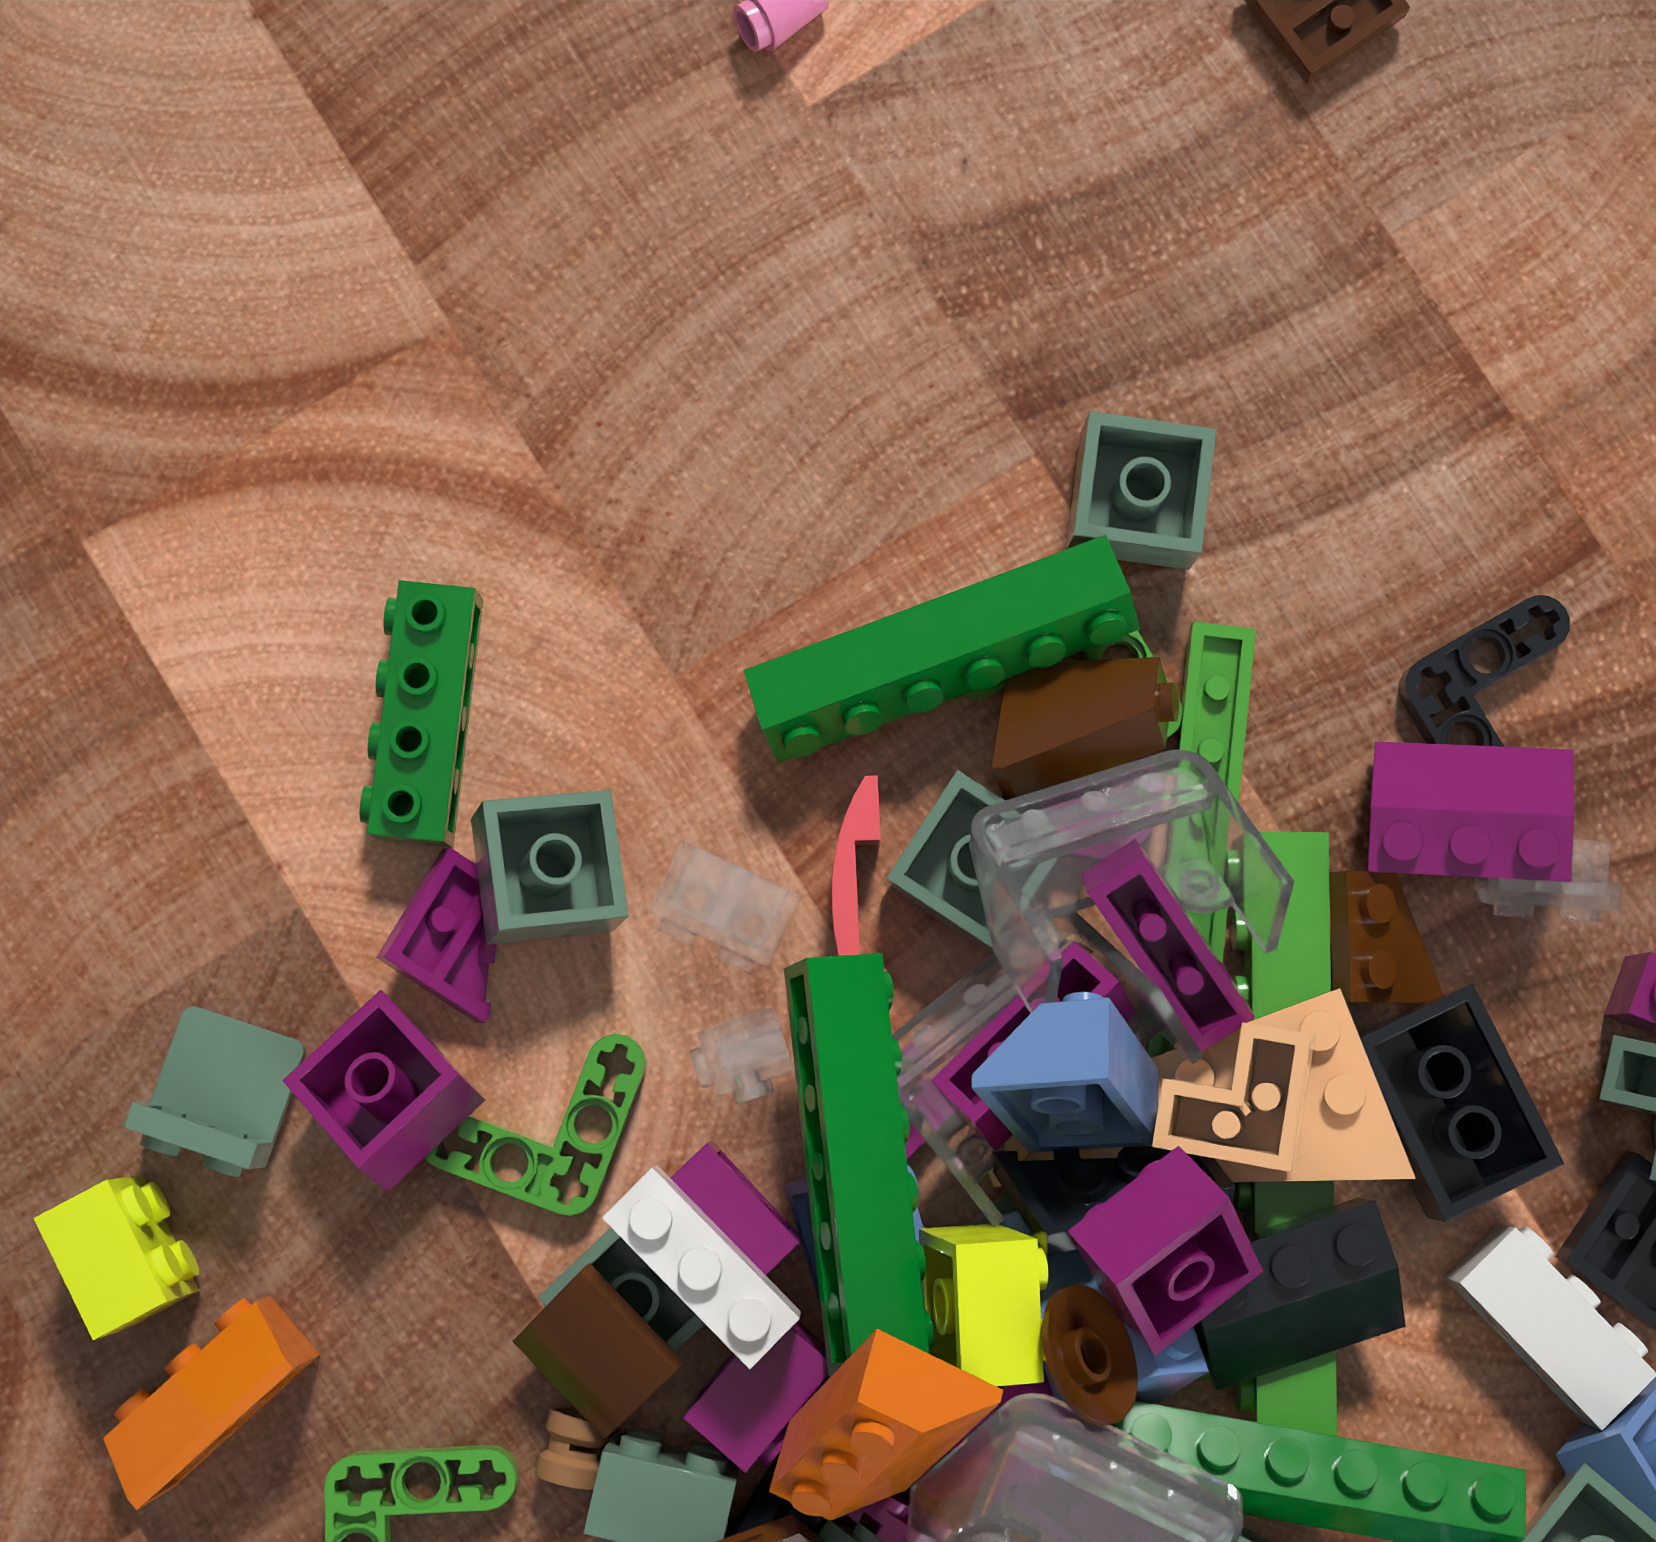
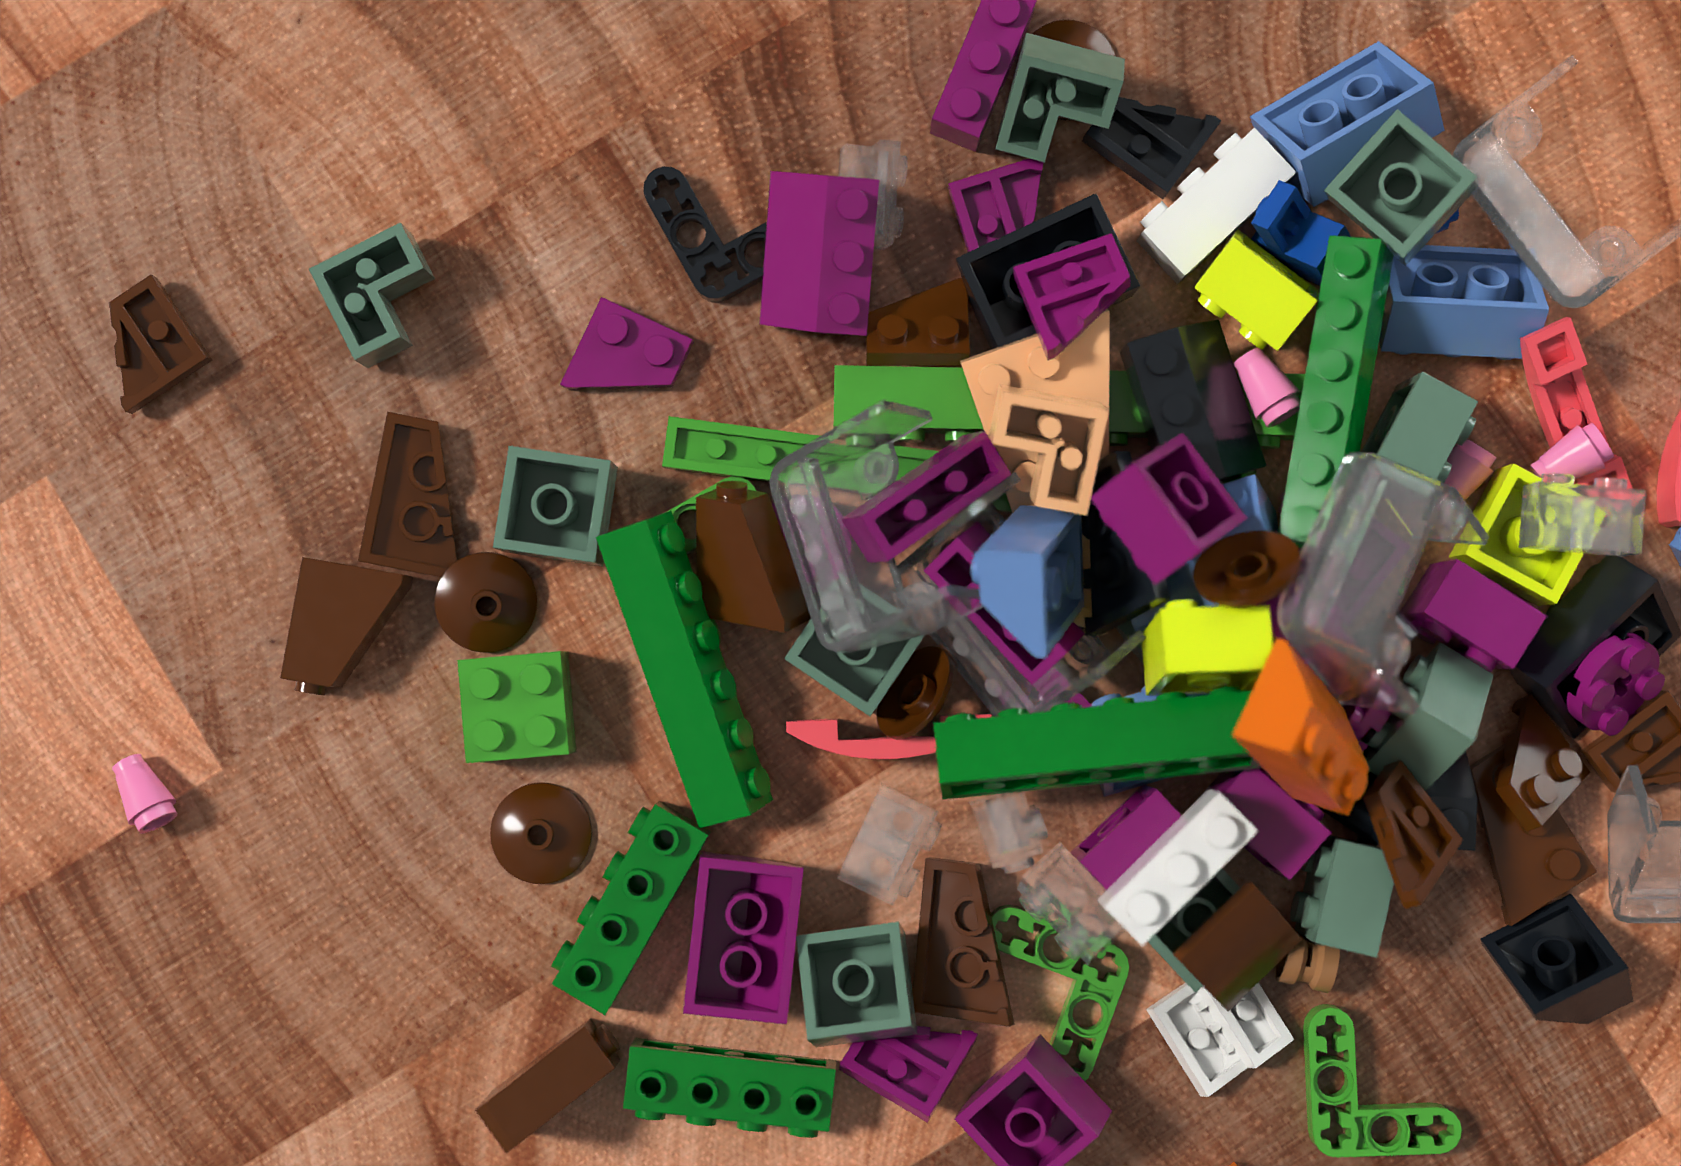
camera: 80 degrees left, 5 degrees up
(429, 490) = (549, 1084): none -> reddish brown slope
(471, 1330) = (1218, 1043): none -> white slope
(593, 995) = (957, 948): none -> reddish brown wing
(607, 723) = (743, 938): none -> magenta slope
(644, 589) = (630, 907): none -> green brick
(661, 1128) = (1067, 899): none -> clear brick
(740, 512) = (566, 827): none -> reddish brown dish
(892, 448) = (516, 706): none -> bright green brick
(914, 940) = (916, 693): none -> reddish brown dish
(993, 233) = (336, 621): none -> reddish brown slope
(1045, 429) = (481, 576): none -> reddish brown dish
(1140, 317) = (409, 501): none -> reddish brown wing
(1318, 1390) = (1267, 388): none -> bright pink cone
(1333, 578) = (626, 352): none -> magenta wing
(1401, 253) = (362, 284): none -> sand green brick
(1440, 1129) = (1071, 290): none -> magenta wing
(1444, 1373) = (1256, 292): none -> neon yellow brick
(1523, 1423) = (1294, 232): none -> blue brick
(1547, 1040) = (996, 201): none -> magenta wing

